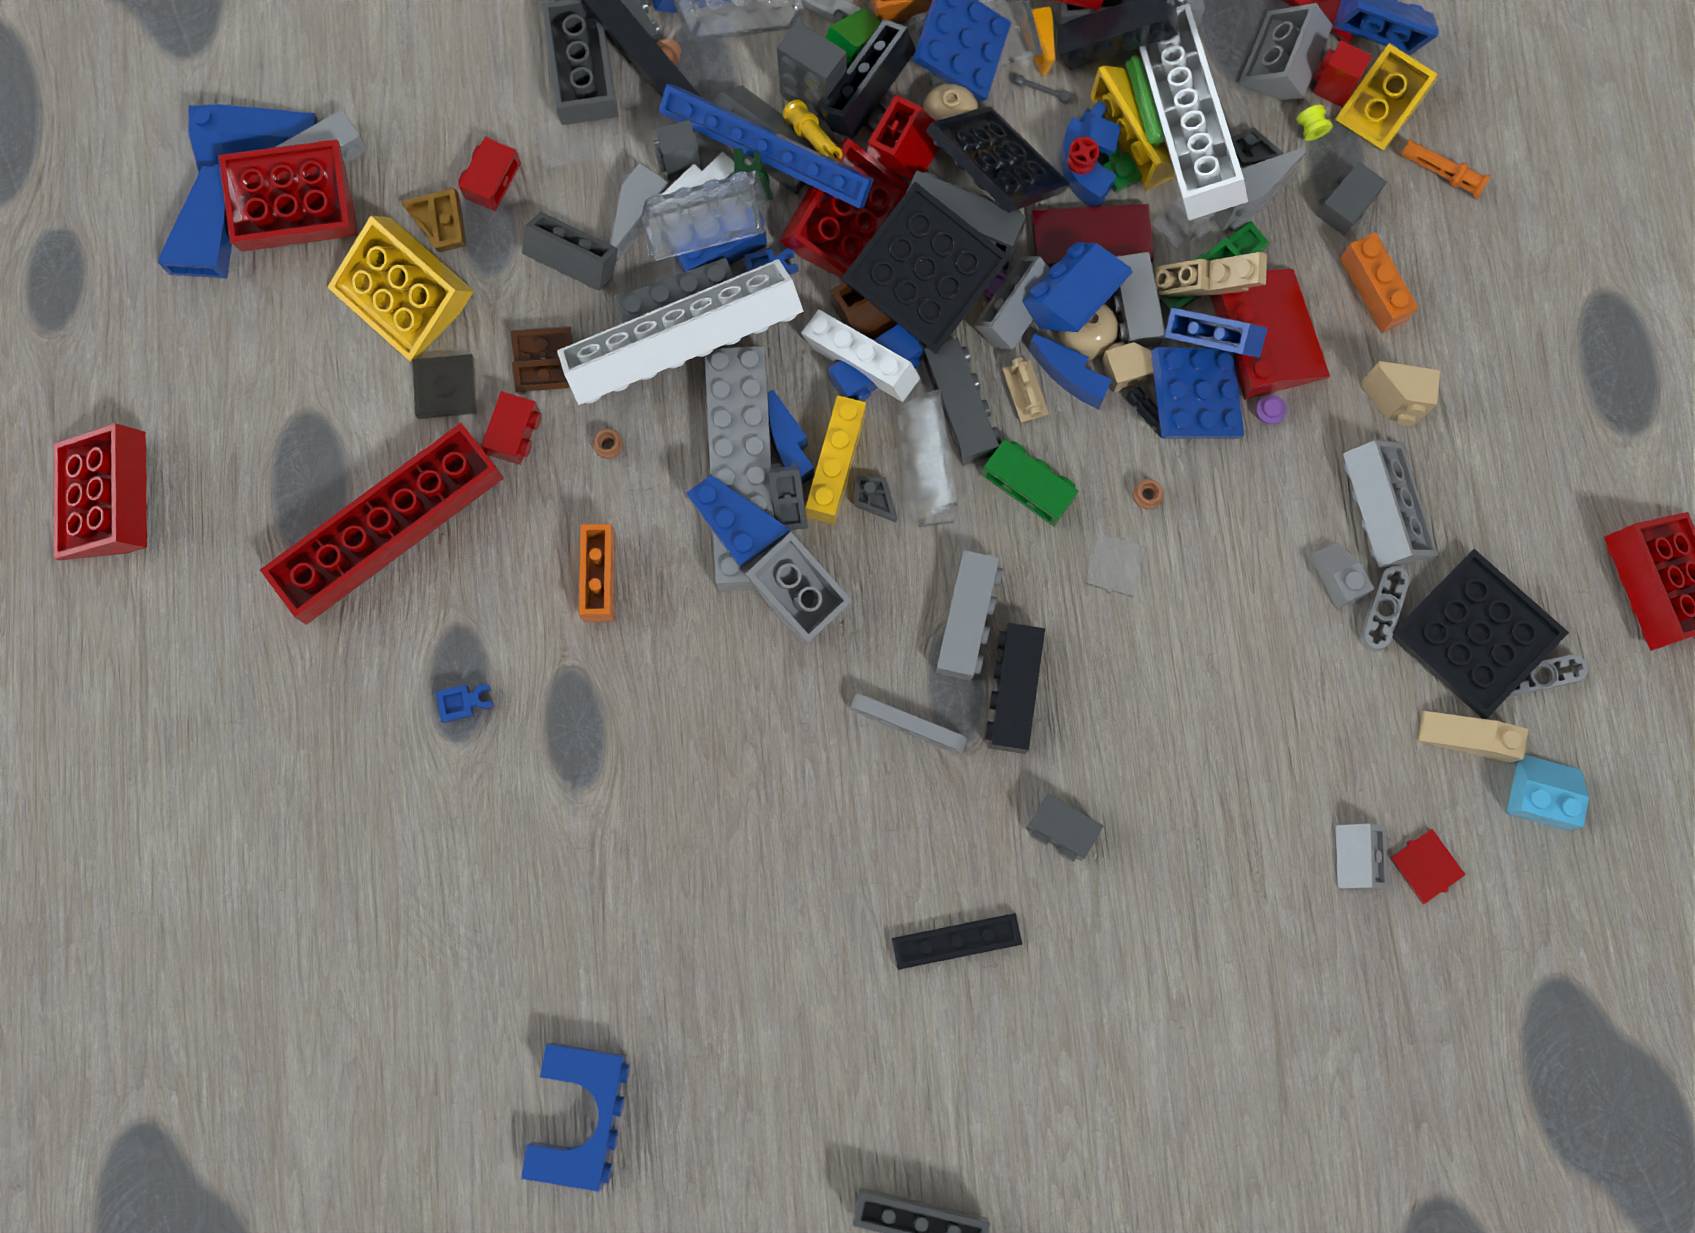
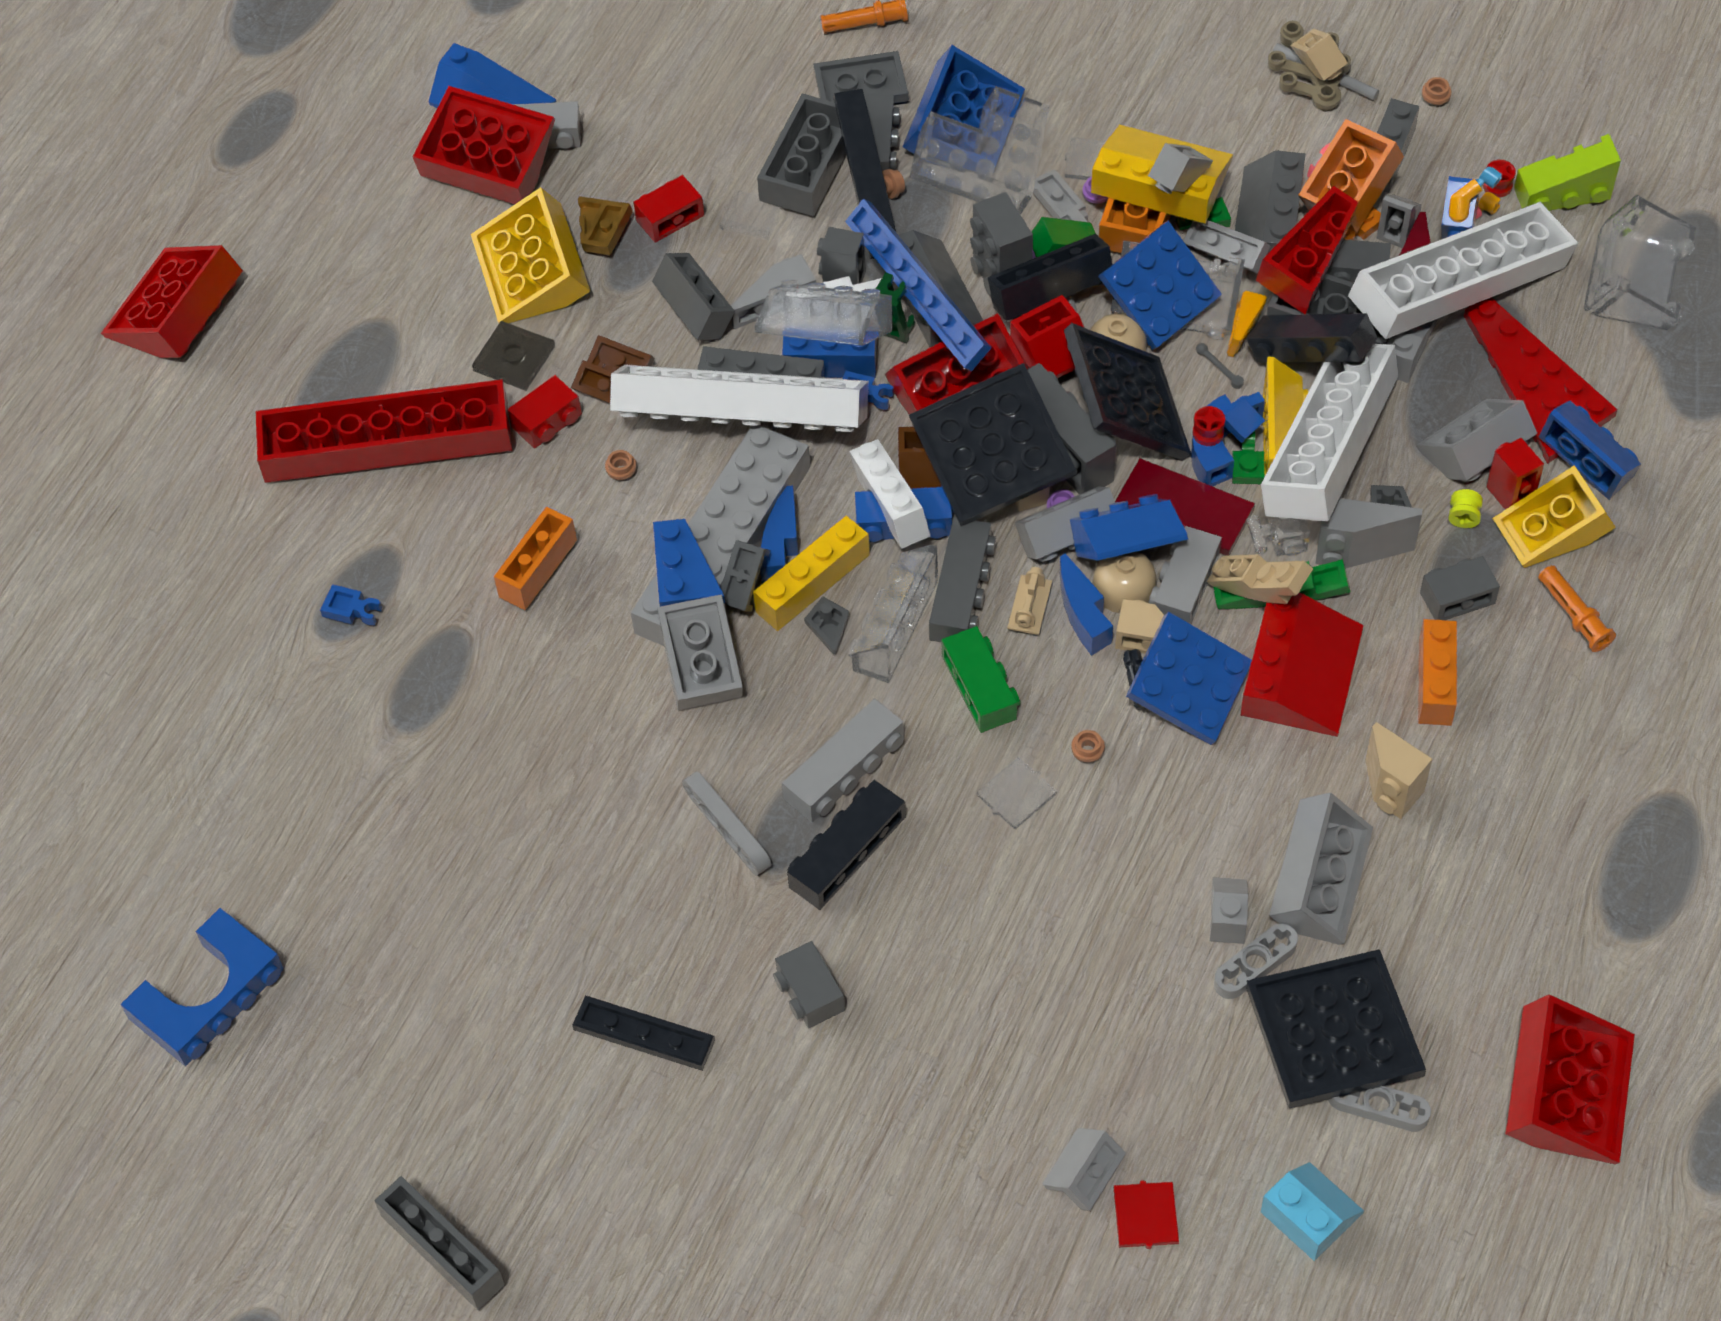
camera: 35 degrees right, 20 degrees down
(200, 235) = (388, 149): blue slope -> none
(807, 126) = (971, 291): yellow pin -> none
(1145, 100) = (1287, 418): bright green axle -> none
(1216, 332) = (1234, 627): blue brick -> none
(1271, 409) = (1258, 733): medium lavender plate -> none
(1474, 736) = (1269, 1118): tan slope -> none

